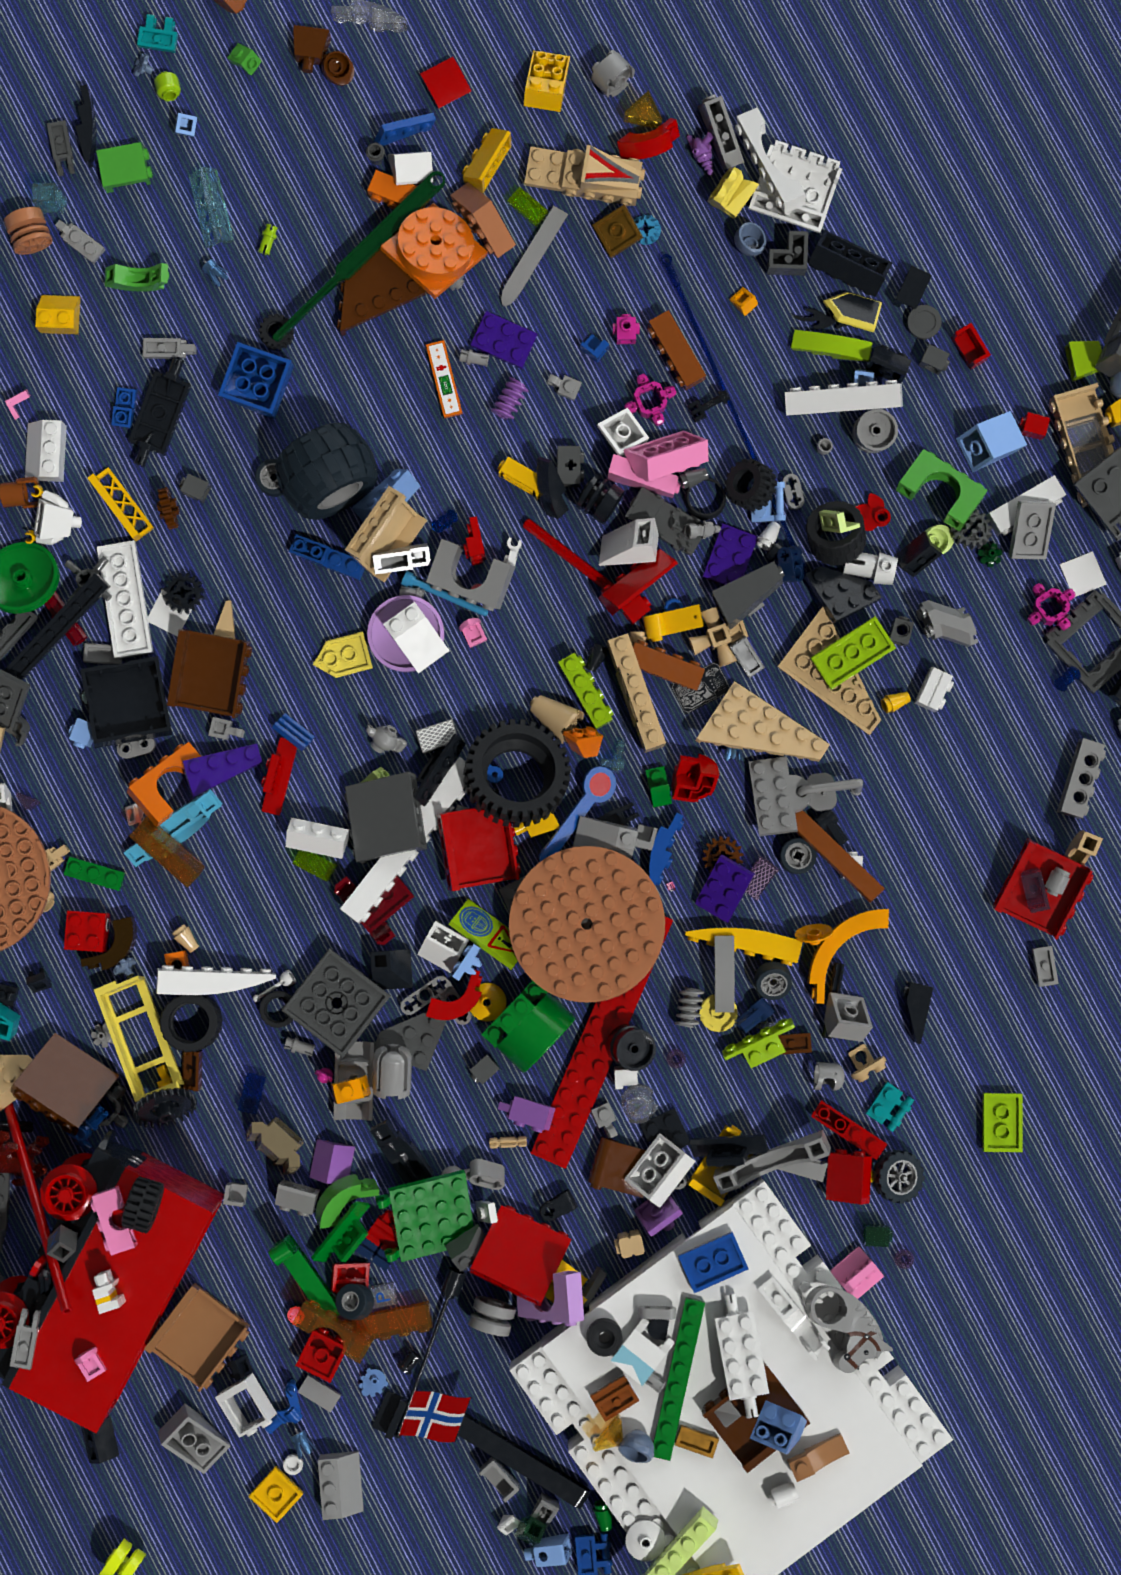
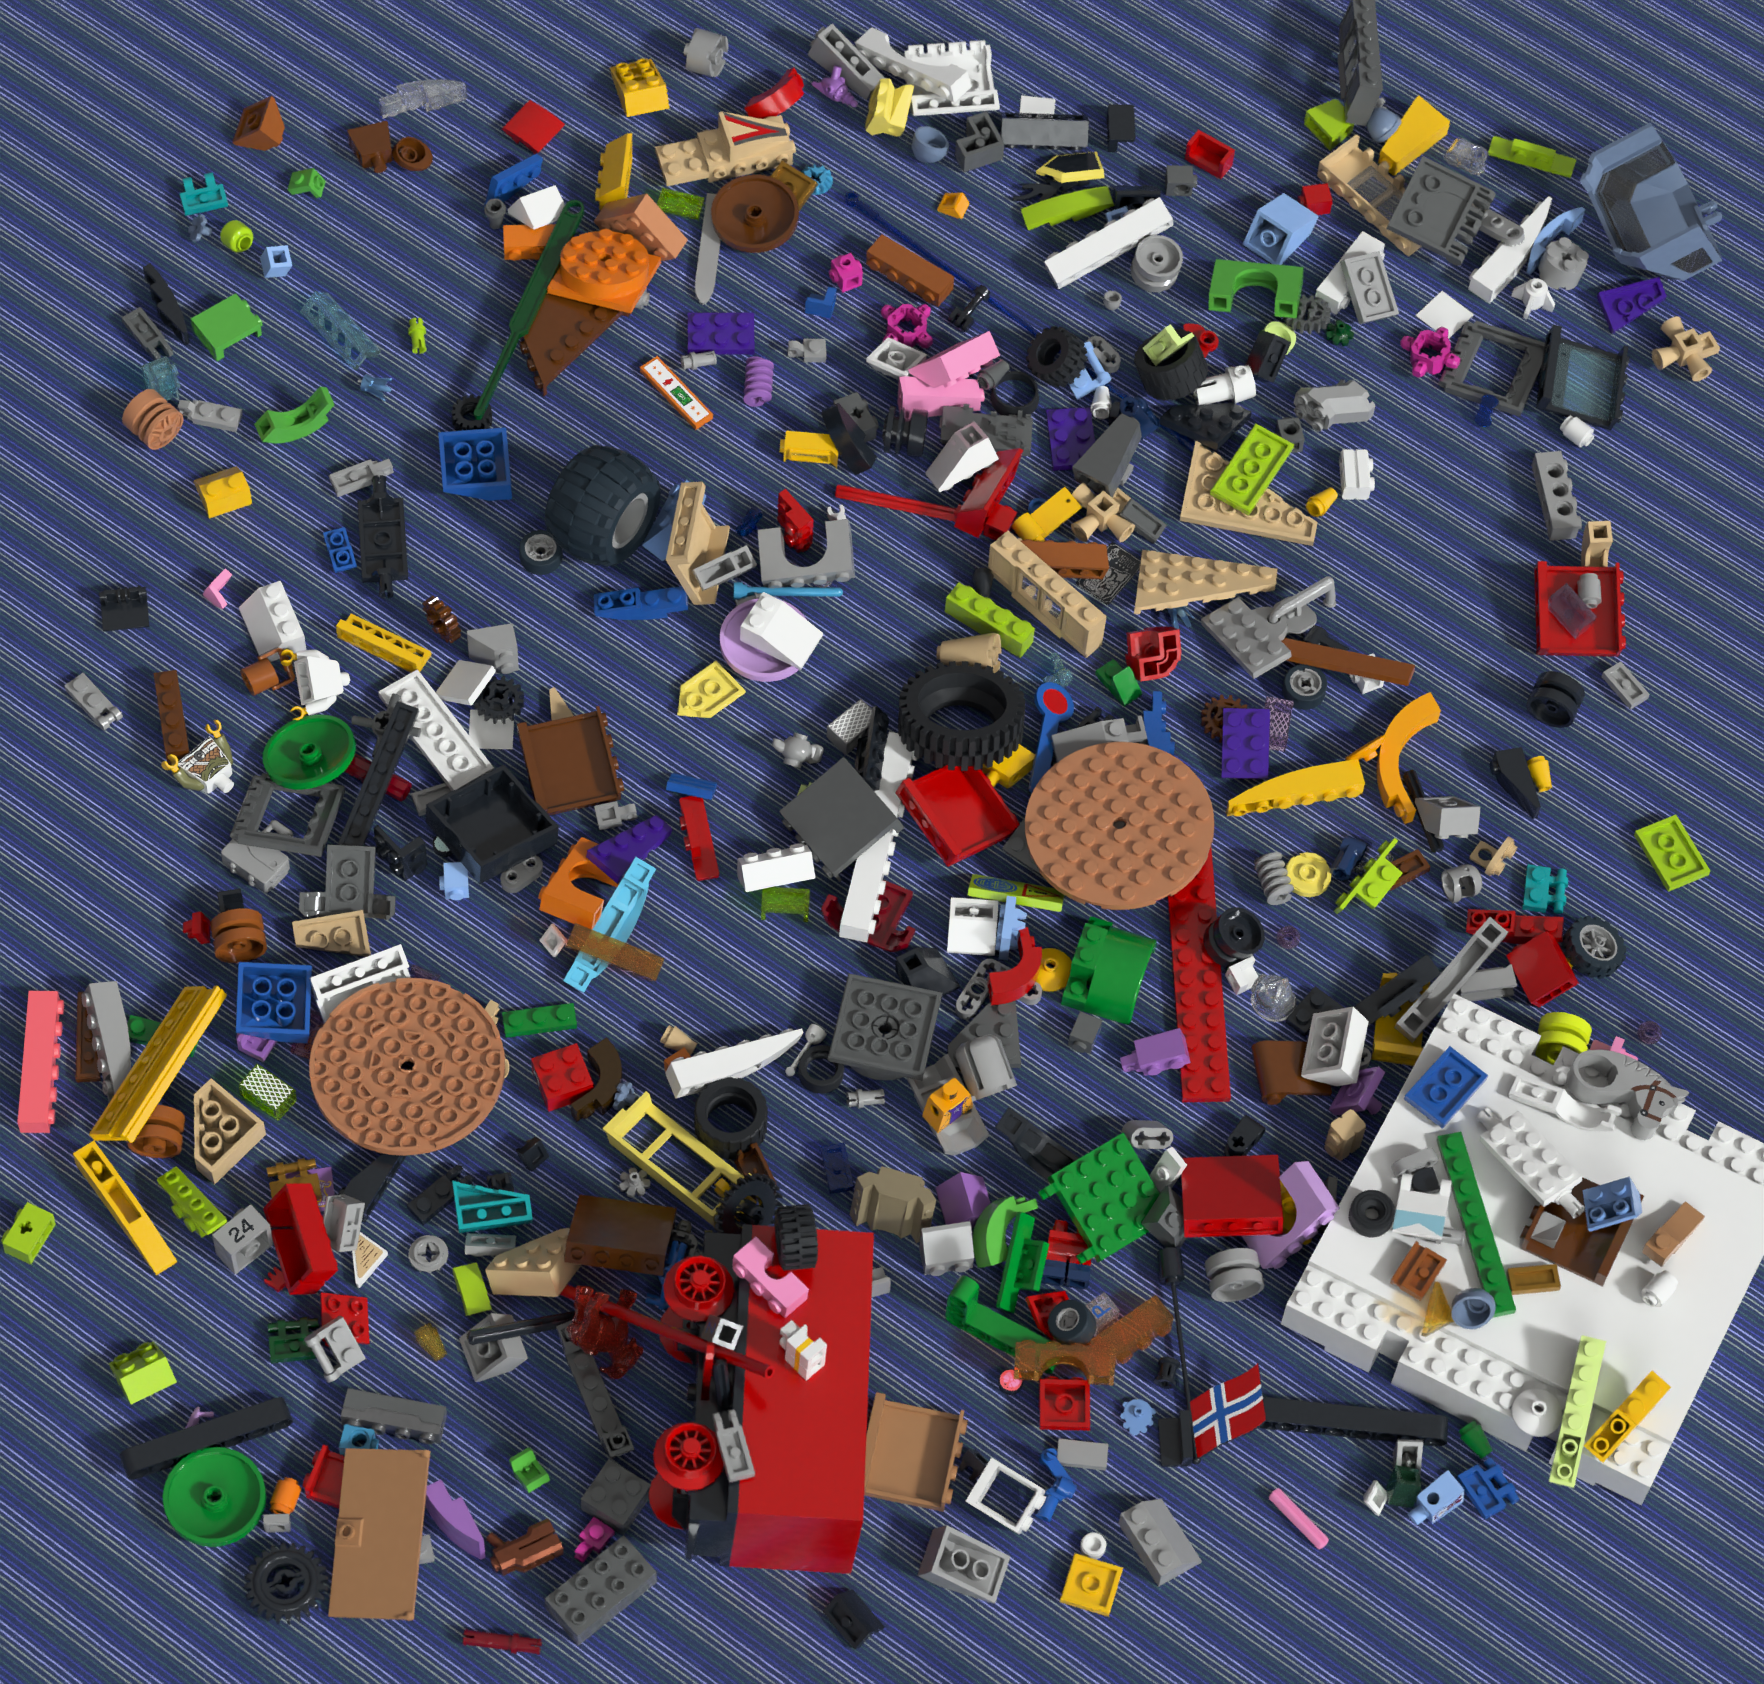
camera: 25 degrees left, 25 degrees down
(43, 699) = (403, 861): none -> black bracket
(90, 1364) = (818, 1444): bright pink tile -> none
(164, 568) = (465, 682): none -> white tile
(195, 488) = (459, 594): dark grey brick -> none
(199, 552) = (494, 647): none -> light grey slope
(301, 1438) = (1088, 1511): flat silver piece -> none
(324, 1075) = (910, 1113): dark pink piece -> none
(447, 1513) = (1298, 1518): none -> bright pink axle
(473, 632) = (836, 614): bright pink tile -> none
(500, 1478) = (1337, 1450): light grey panel -> none
(508, 1142) = (1151, 1099): tan axle -> none
(579, 244) = (755, 213): none -> reddish brown dish
(584, 741) = (1015, 661): orange slope -> none
(603, 1117) = (1244, 1029): light grey plate -> none
(644, 112) = (757, 74): clear yellow slope -> none
(705, 530) = (1020, 422): light grey piece -> none
(724, 973) = (1295, 825): light grey slope -> none
(779, 986) = (1354, 802): wheel -> none
(831, 1243) = (1561, 1030): none -> neon yellow wheel
(858, 235) = (1037, 105): none -> white sticker
(877, 1235) = (1606, 1019): clear green brick -> none
(924, 322) = (1149, 153): dark grey piece -> none
(938, 1010) = (1540, 773): none -> yellow cone
(981, 959) = (1555, 699): none -> black wheel

